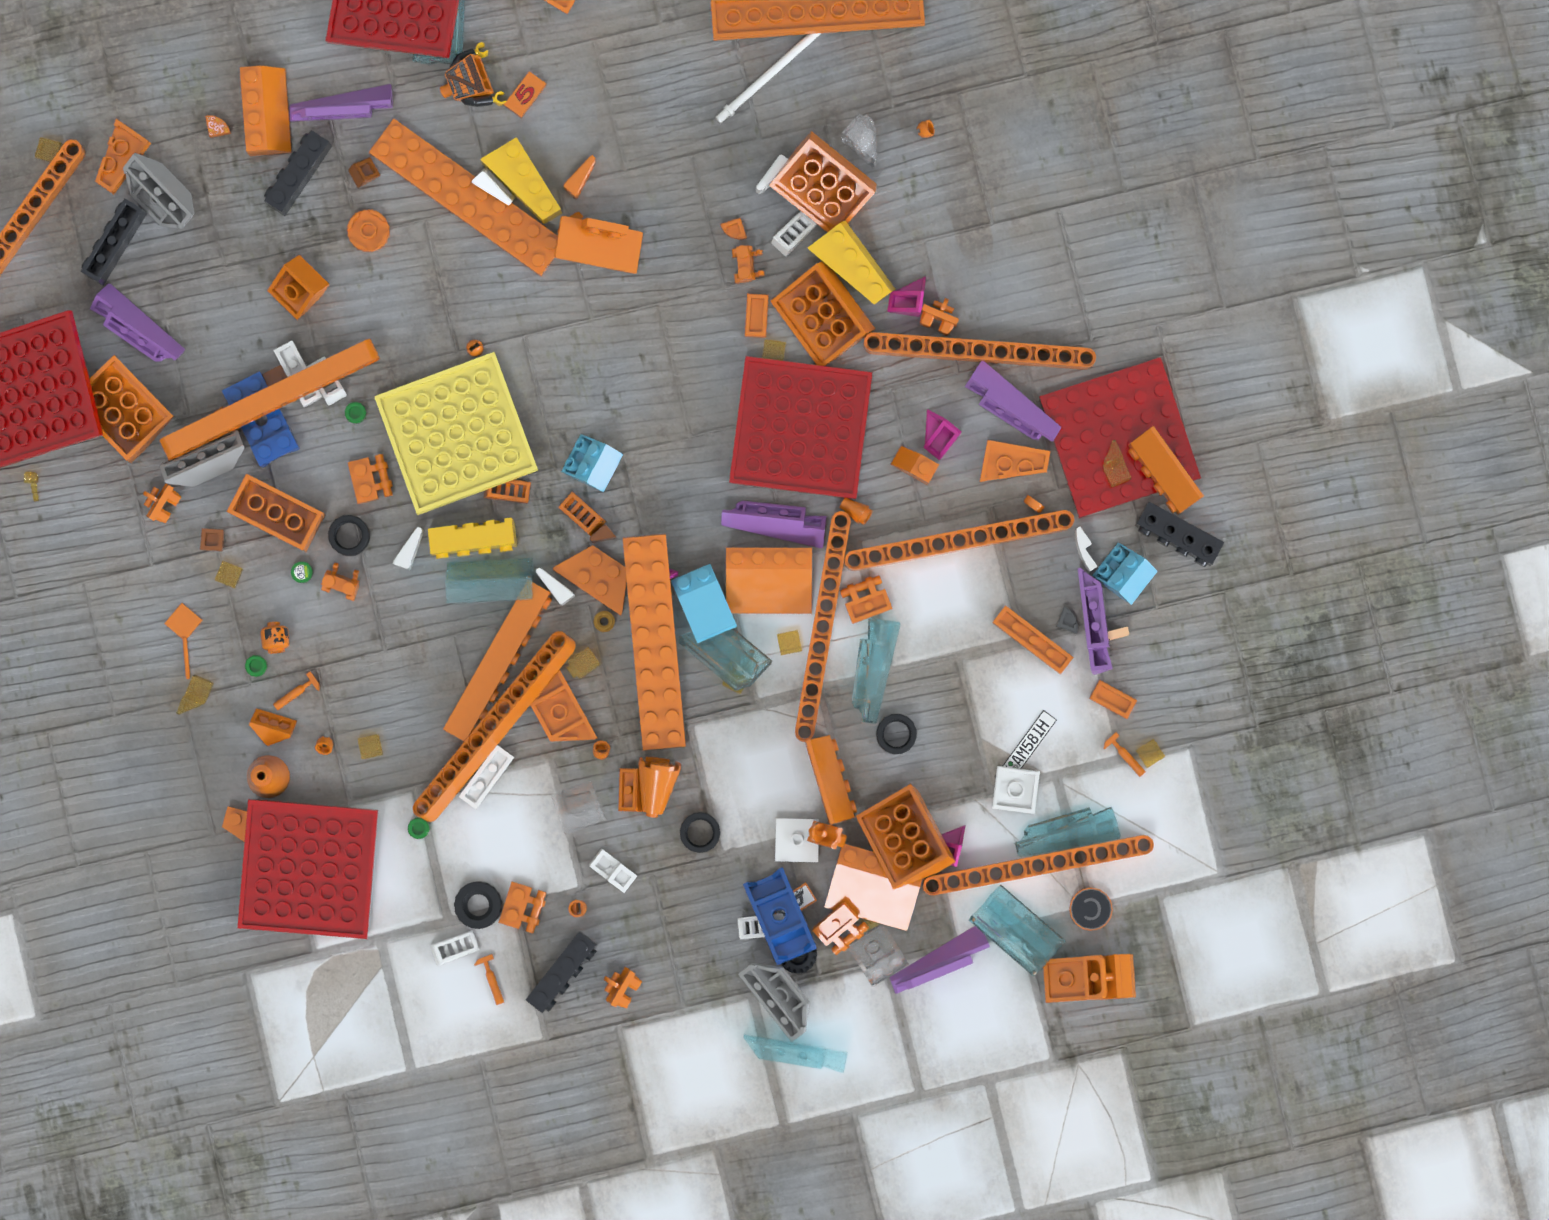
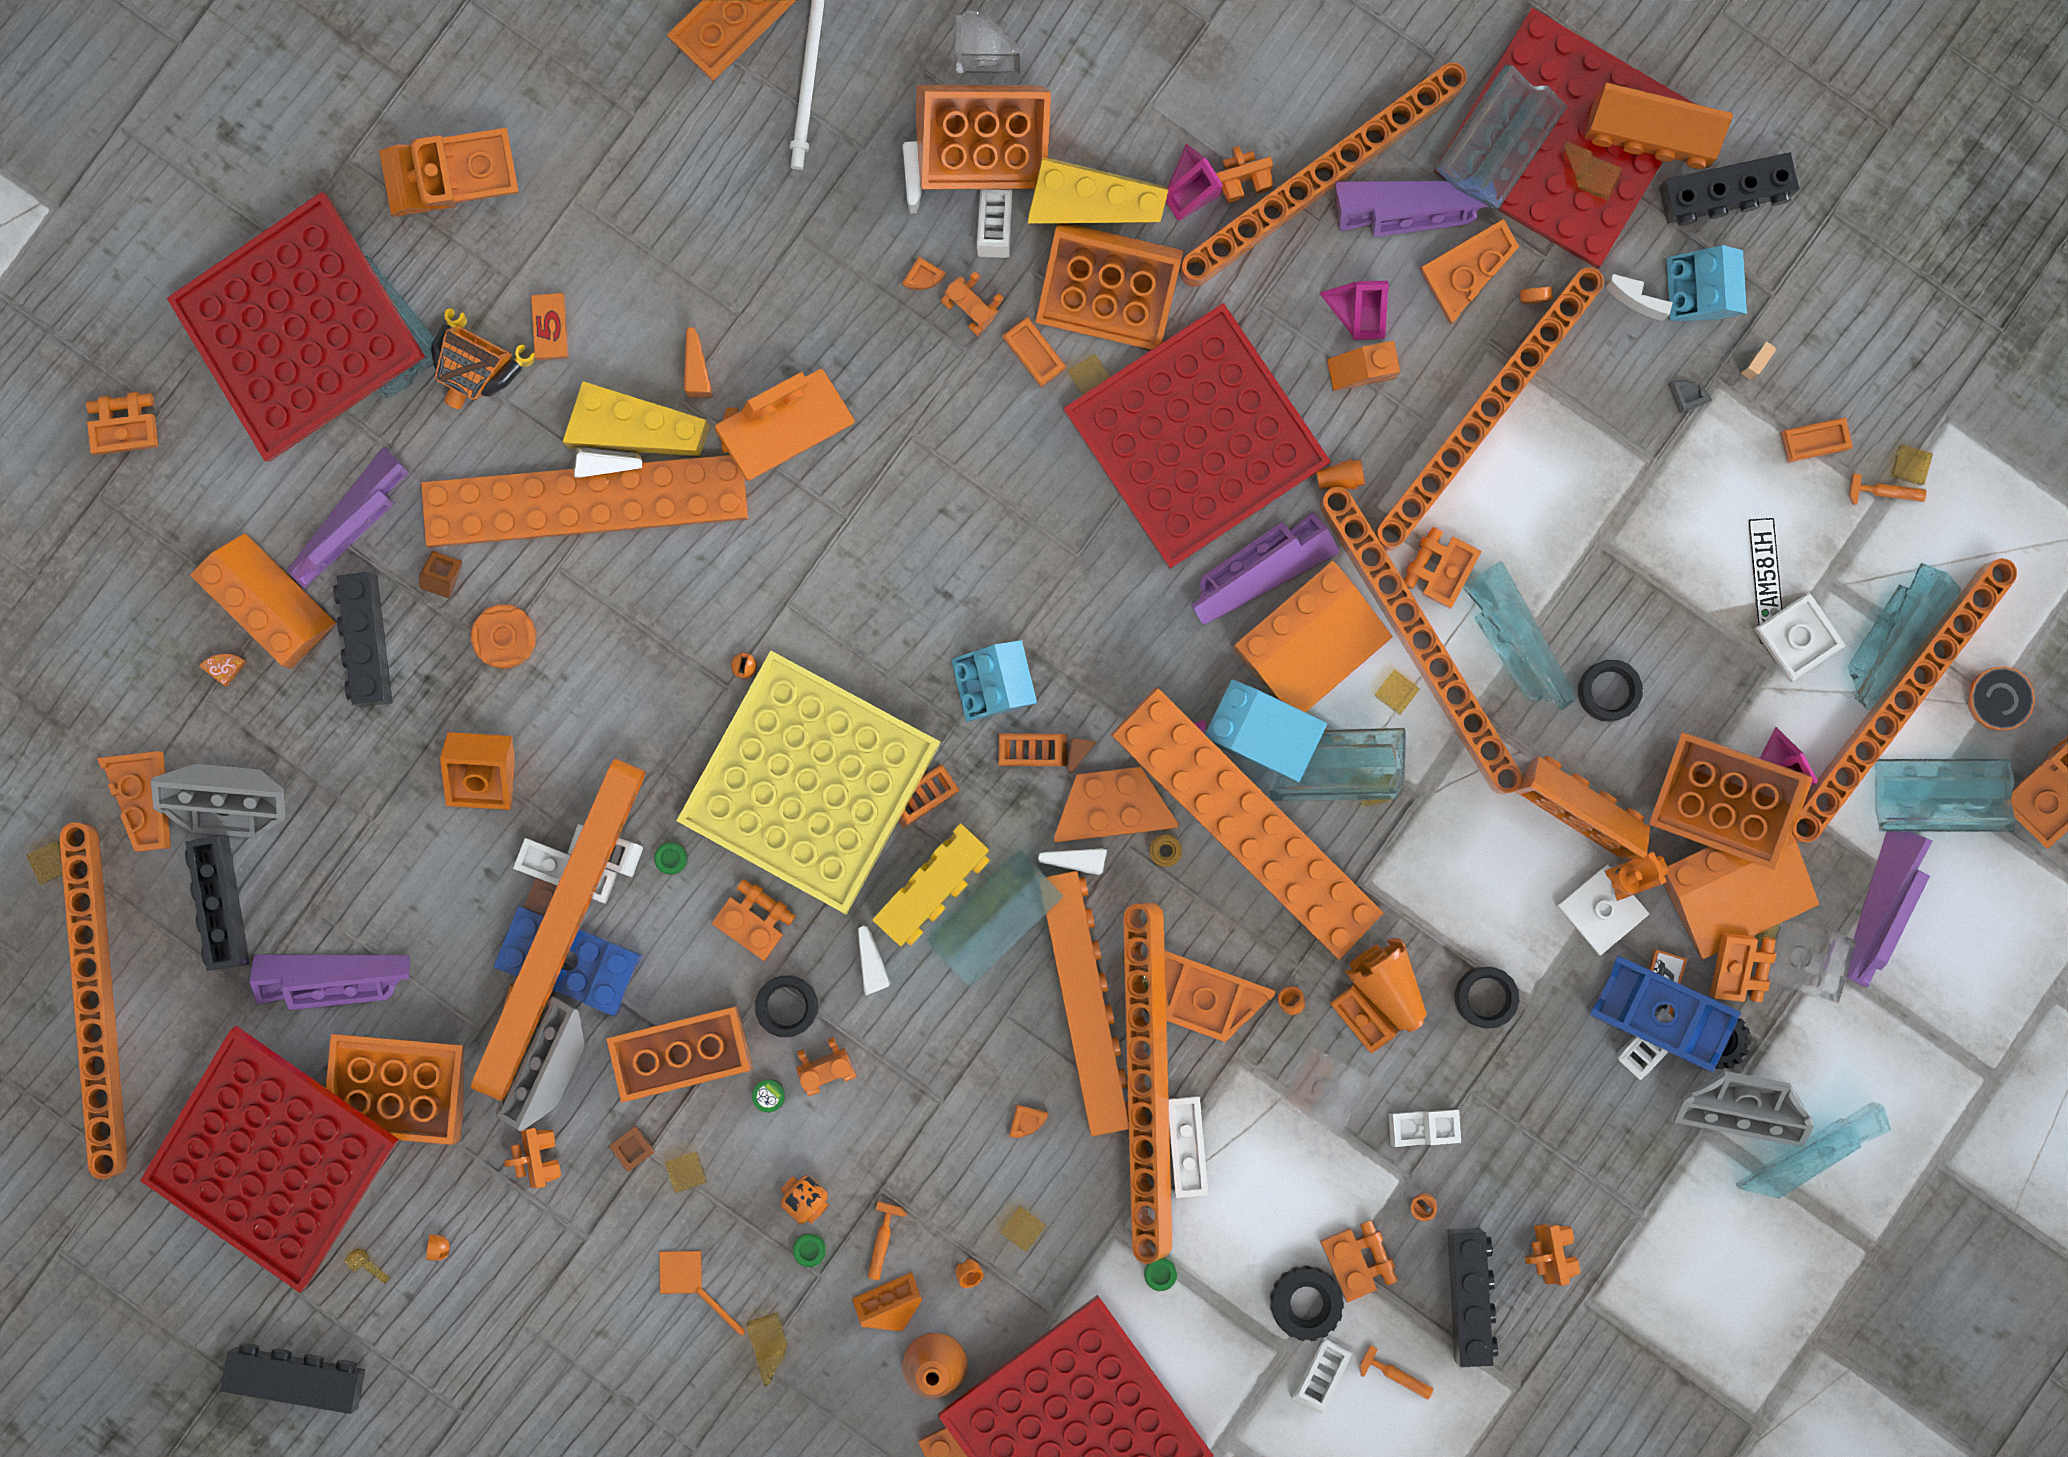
camera: 40 degrees left, 0 degrees up
(74, 506) = (437, 1247): none -> orange hinge
(418, 695) = (1027, 1121): none -> orange tile
(583, 663) = (1185, 920): clear yellow brick -> none
(1032, 640) = (1669, 450): orange plate -> none
(1083, 409) = (1501, 137): none -> clear light blue slope
(1094, 623) = (1724, 369): medium lavender wedge -> none

